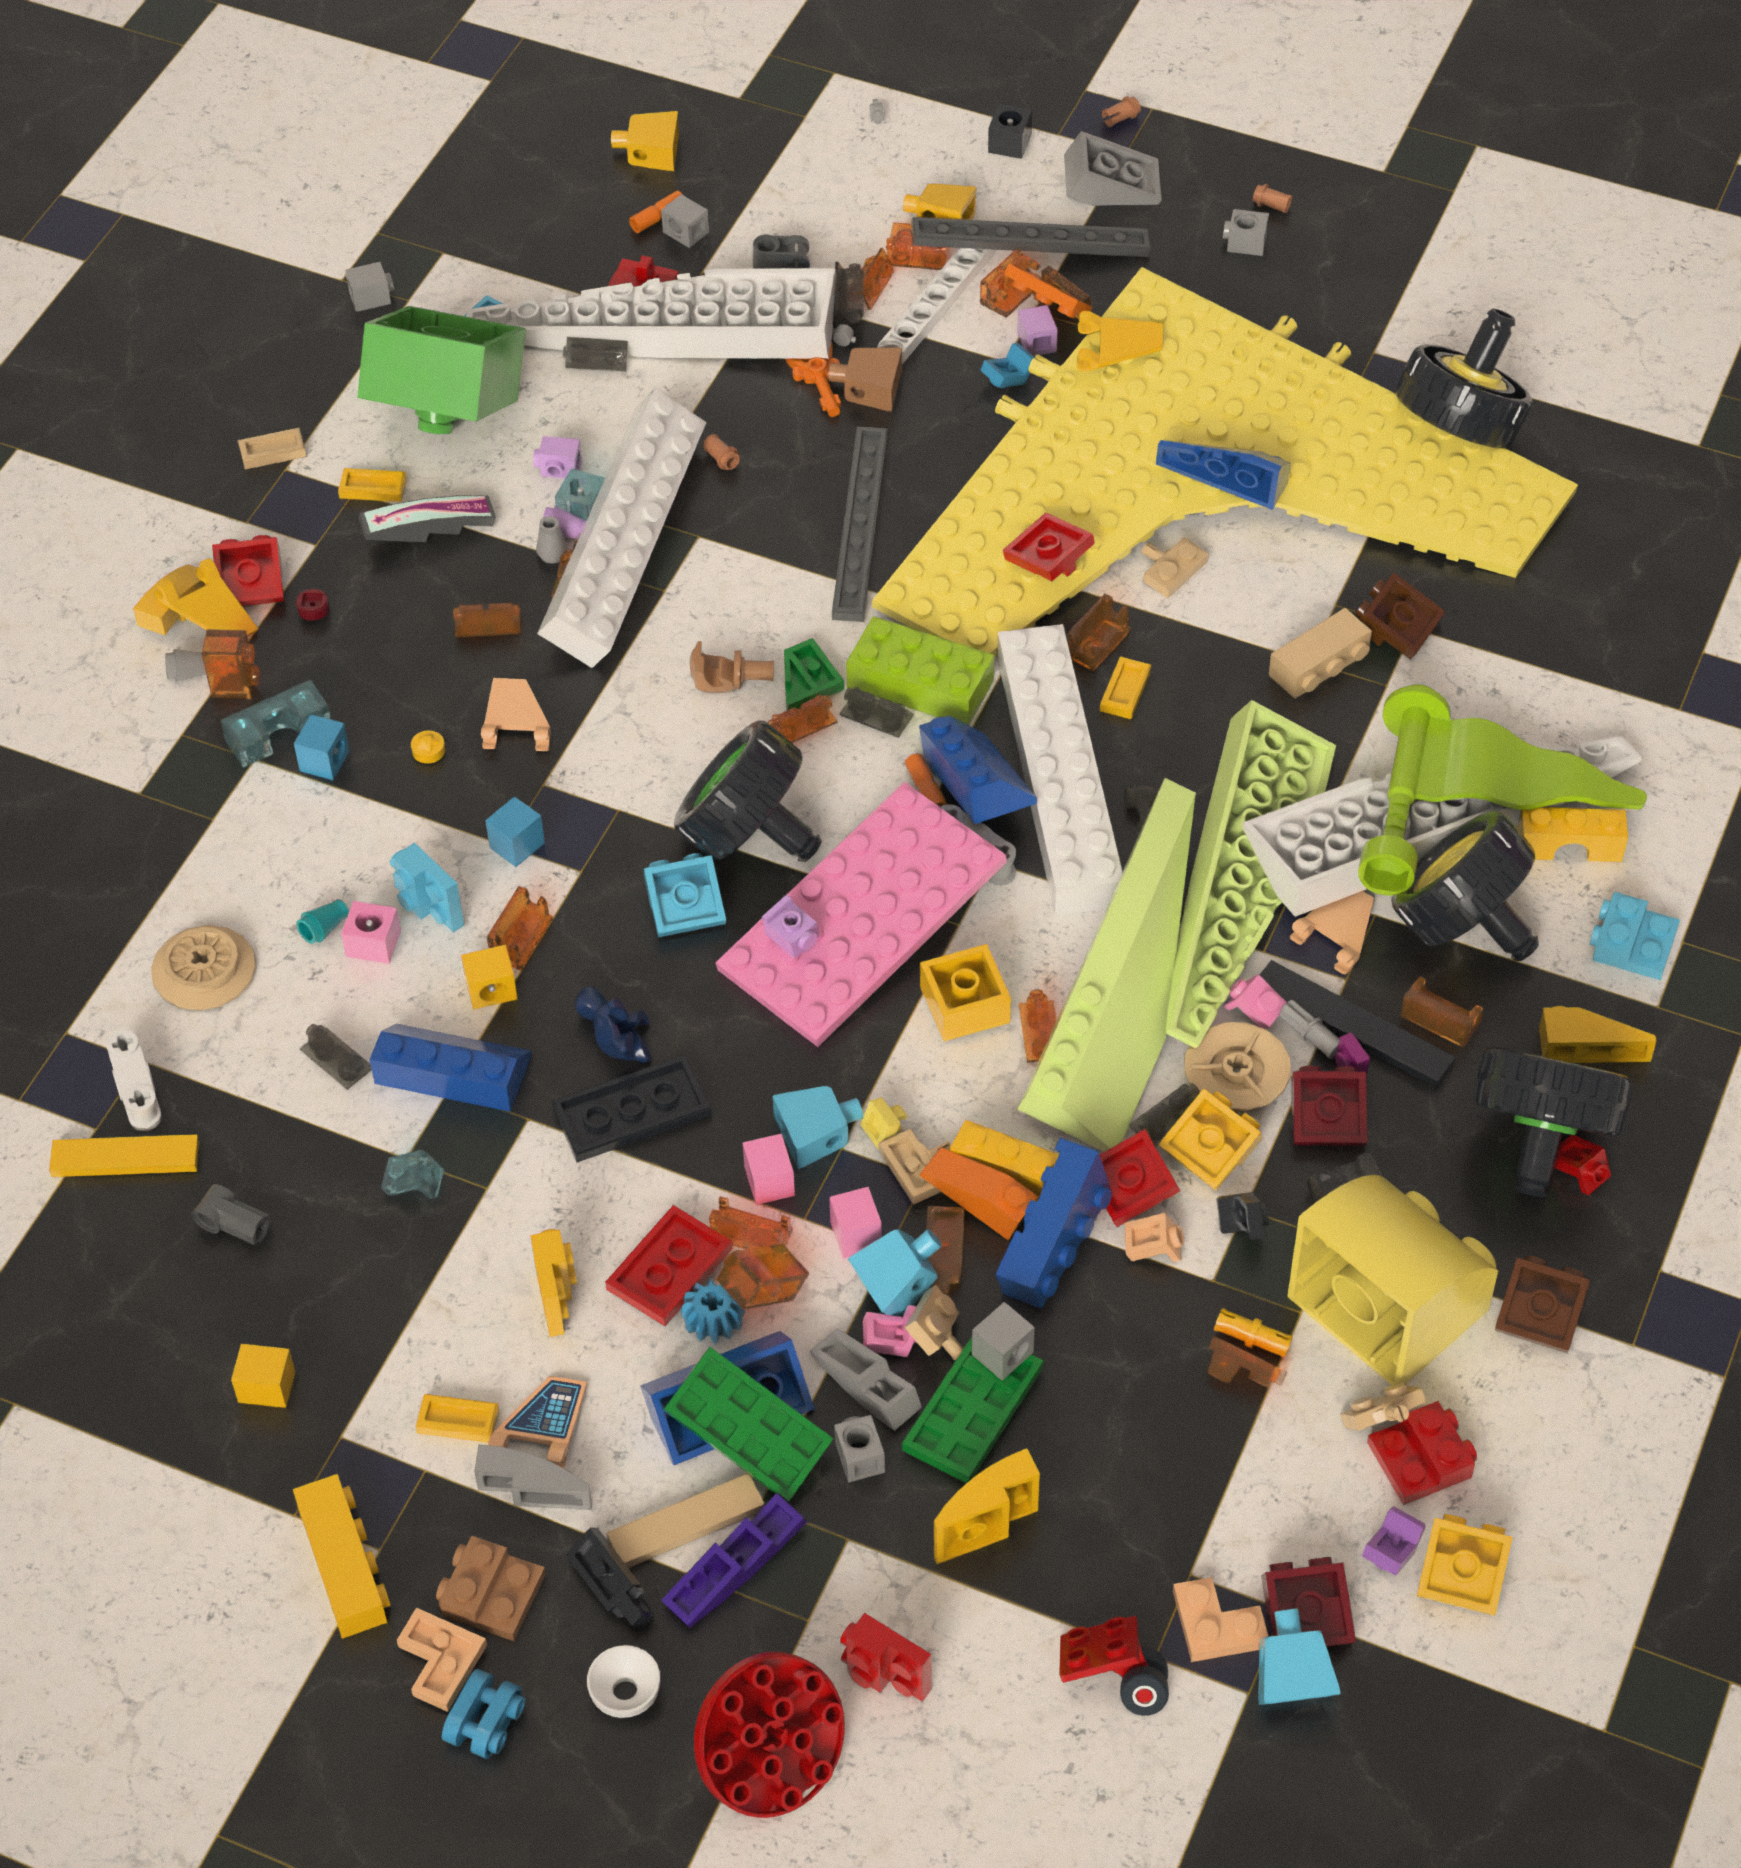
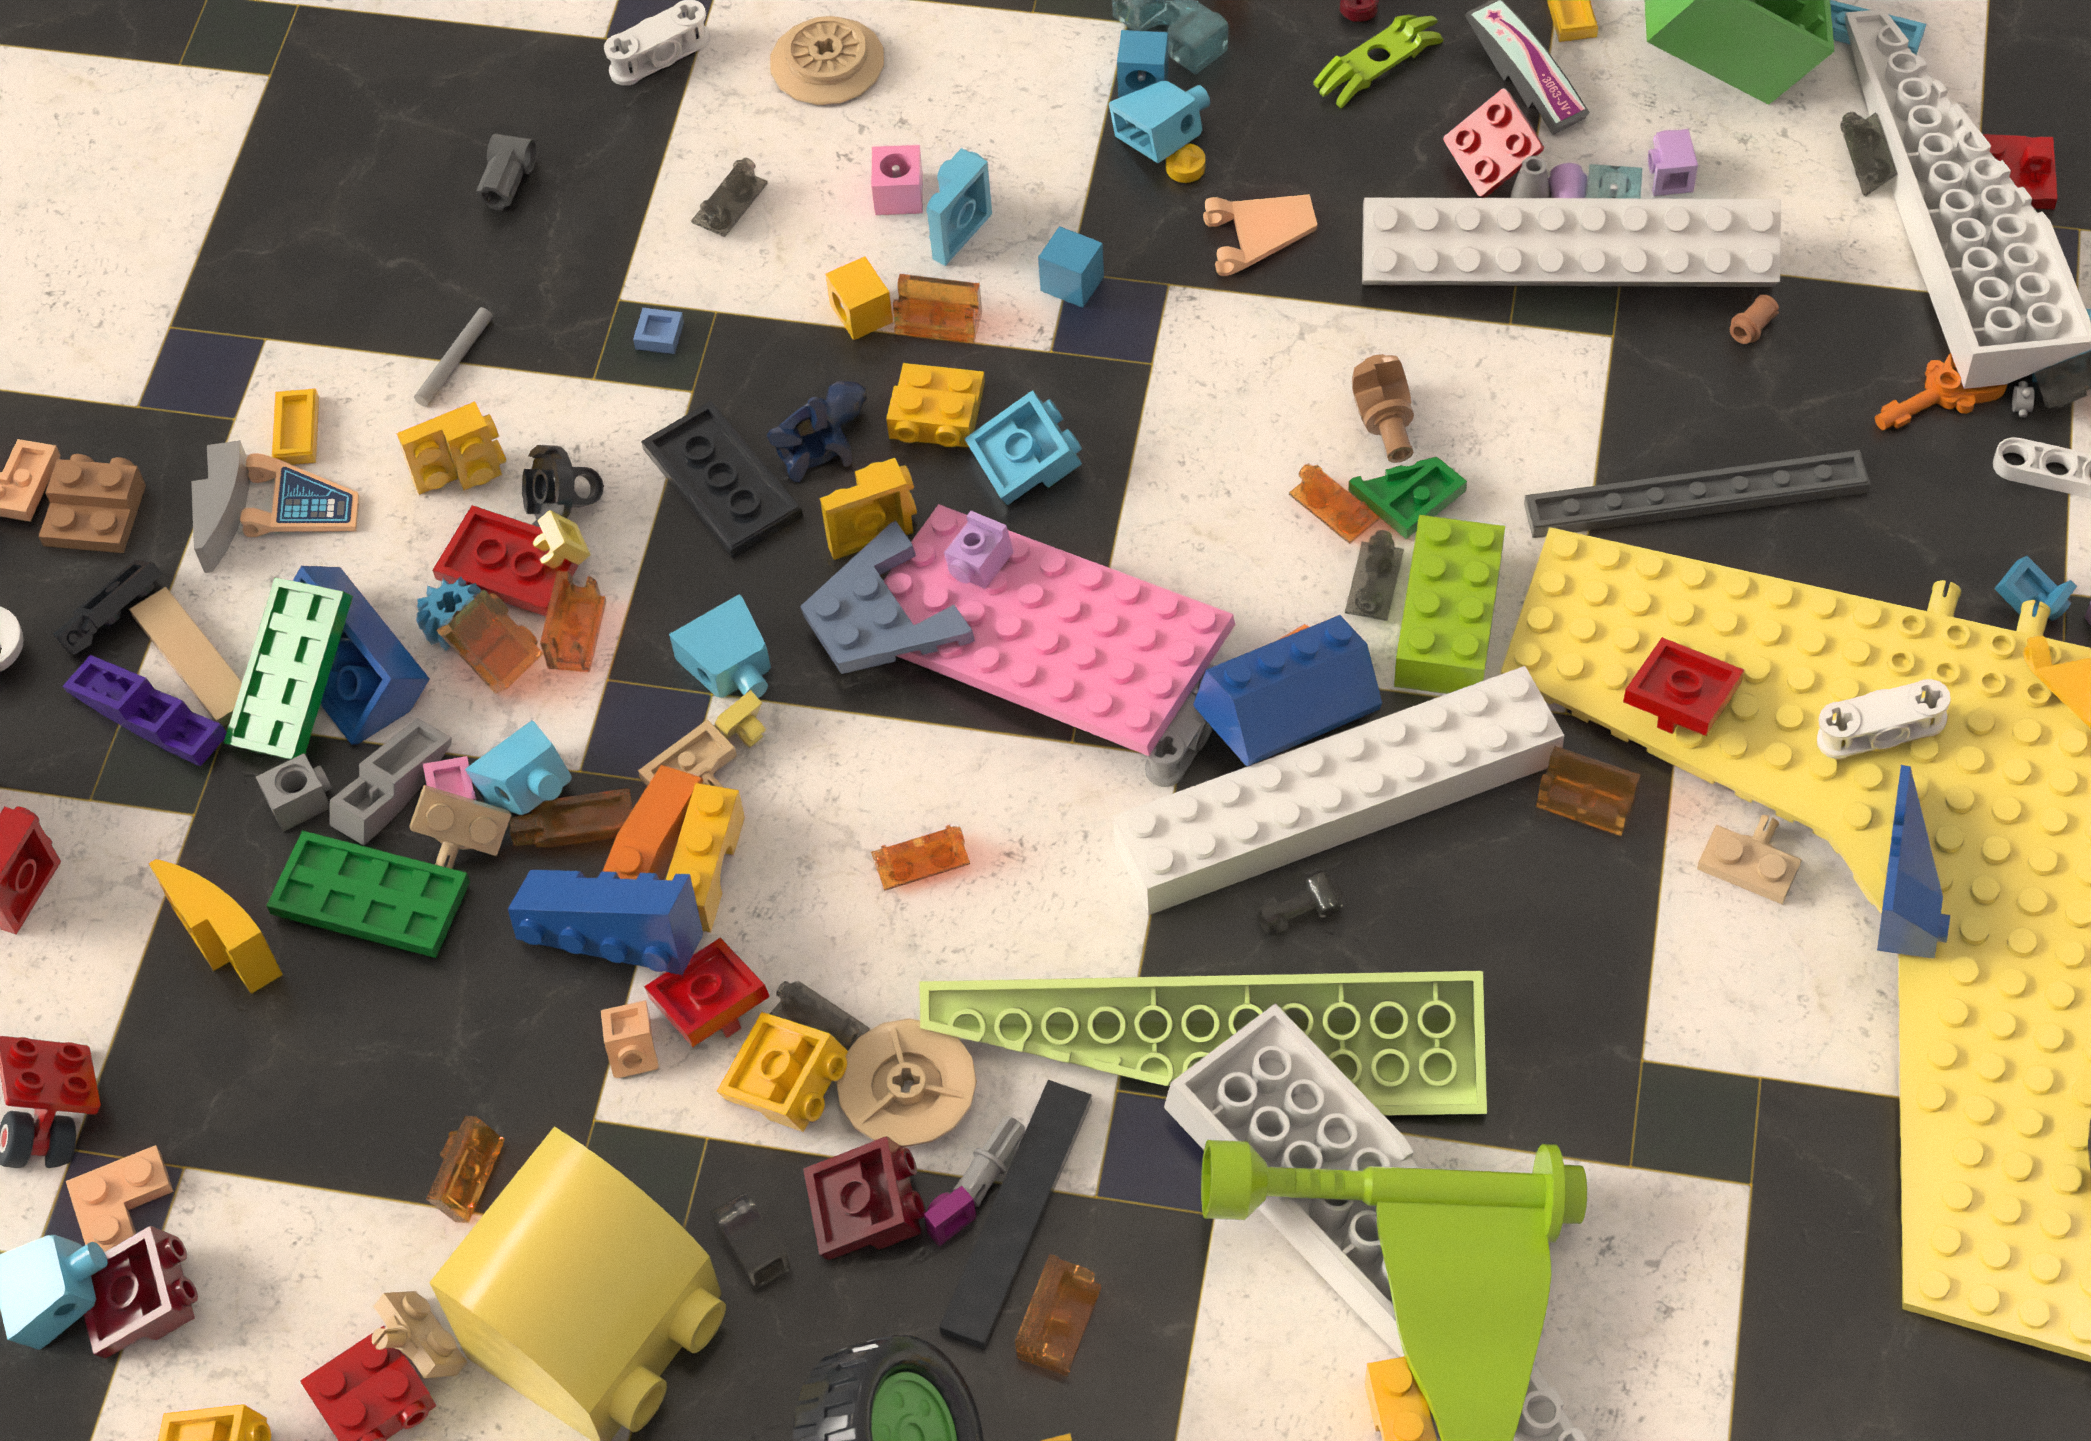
camera: 80 degrees right, 5 degrees up
(124, 1155) = (570, 67): yellow tile -> none
(263, 1375) = (311, 247): yellow piece -> none
(321, 921) = (902, 130): teal cone -> none
(340, 1557) = (112, 368): yellow brick -> none
(377, 619) = (1363, 70): none -> lime piece
(385, 747) = (1159, 118): none -> medium azure torso
(412, 1172) = (586, 306): clear light blue bracket -> none
(425, 1286) = (453, 357): none -> light grey bar
(449, 1066) = (740, 297): blue slope -> none
(457, 1130) = (658, 330): none -> medium blue tile
(497, 620) = (1390, 162): clear orange hinge -> none
(503, 548) = (1493, 143): none -> plate
(613, 949) = (935, 405): none -> yellow plate
(614, 1215) = (552, 482): none -> black tile
(678, 1209) = (562, 539): none -> light yellow tile
(714, 994) = (863, 511): none -> yellow plate
(744, 794) = (1151, 450): black wheel -> none
(768, 1169) = (647, 619): bright pink piece -> none
(820, 1021) = (862, 619): none -> sand blue wing
(854, 1220) = (589, 720): bright pink piece -> none
(870, 376) = (1954, 444): medium nougat torso -> none
(965, 992) = (941, 757): yellow brick -> none
(1003, 1341) = (428, 891): light grey piece -> none
(1110, 450) = (1883, 718): none -> white piece
(1120, 998) = (927, 914): yellowish green wedge -> none
(1125, 688) = (1513, 846): yellow tile -> none
(1242, 1213) = (672, 1129): black bracket -> none
(1253, 1332) = (513, 1156): yellow pin -> none
(1256, 1000) = (1017, 1087): bright pink bracket -> none
(1320, 653) = (1644, 1064): tan brick -> none
(1343, 923) = (1173, 1174): light nougat flag -> none
(1394, 1541) = (228, 1374): medium lavender bracket -> none
(1399, 615) = (1746, 1152): reddish brown plate -> none
(1468, 884) = (1232, 1292): black wheel -> none

